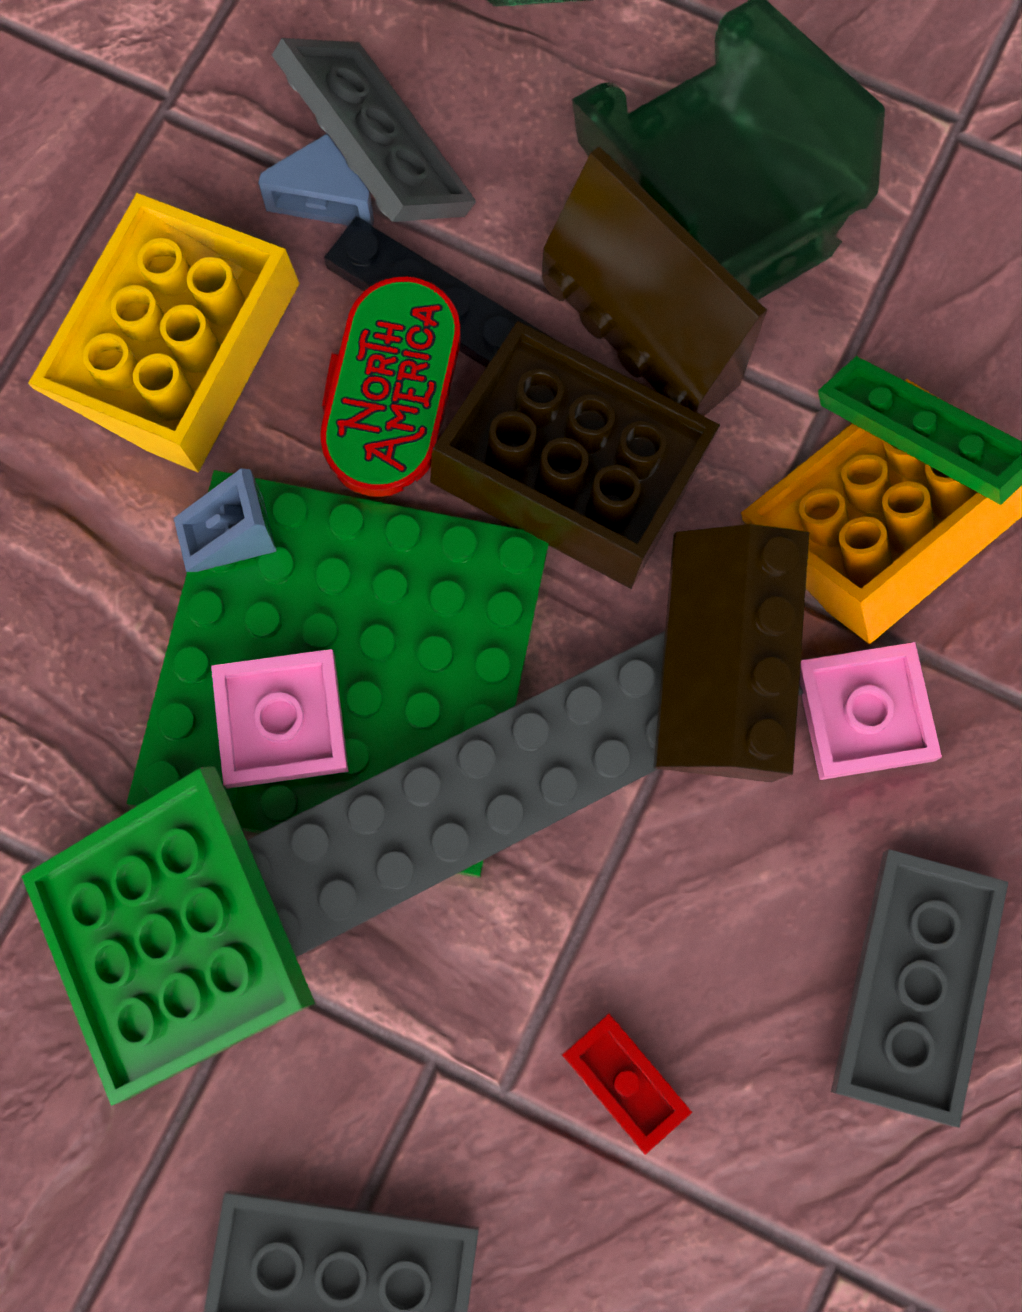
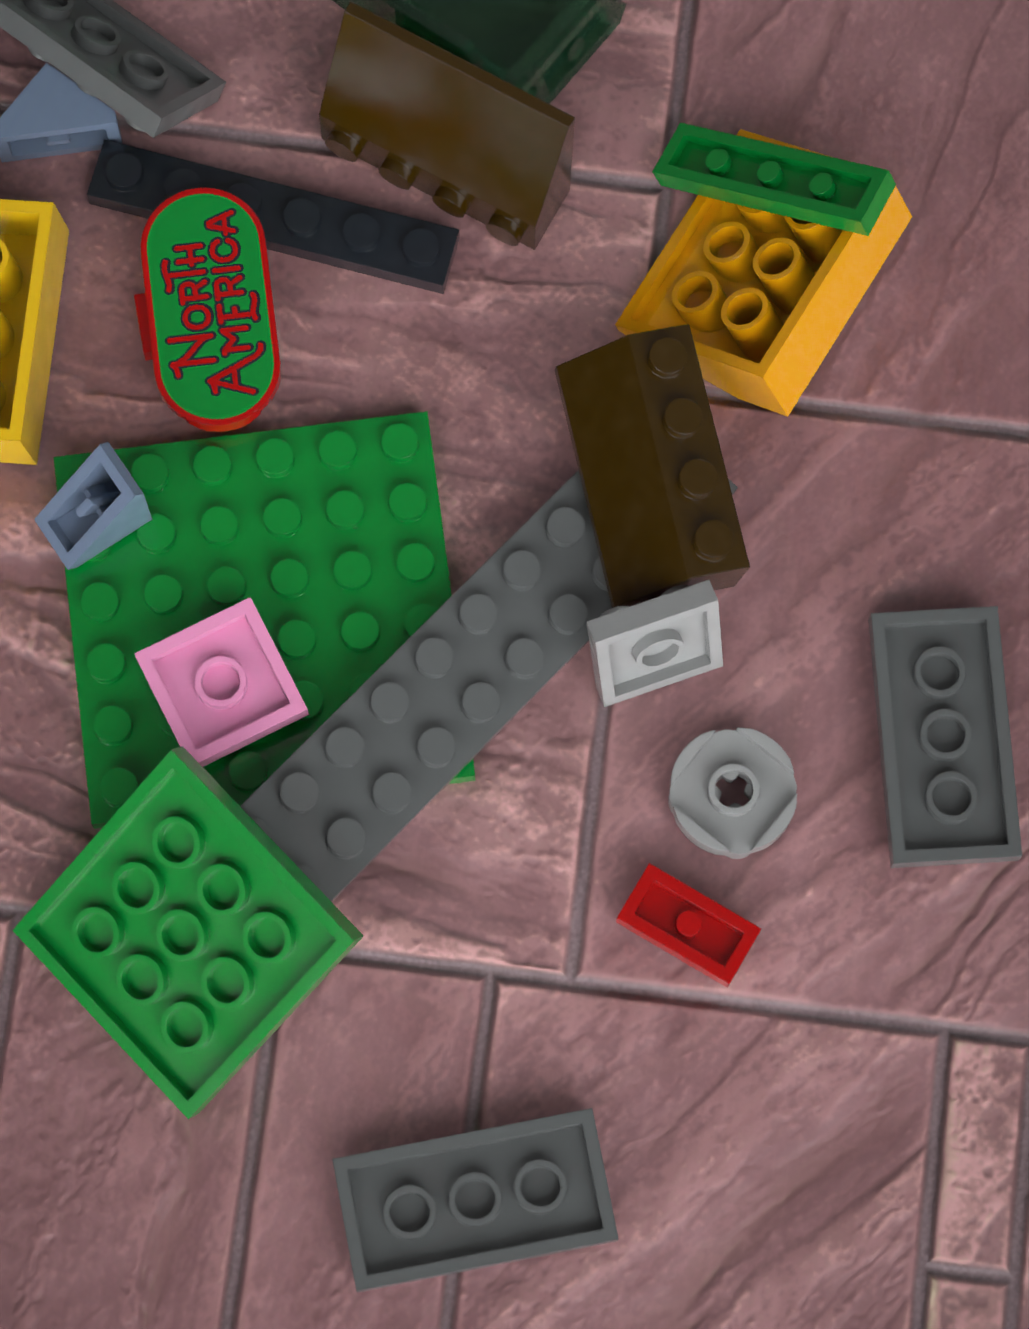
camera: 20 degrees left, 0 degrees up
(572, 453) = (422, 319): dark brown slope -> none
(683, 810) = (655, 642): none -> light grey plate
(742, 980) = (737, 828): none -> light grey plate
(868, 711) = (807, 484): bright pink plate -> none

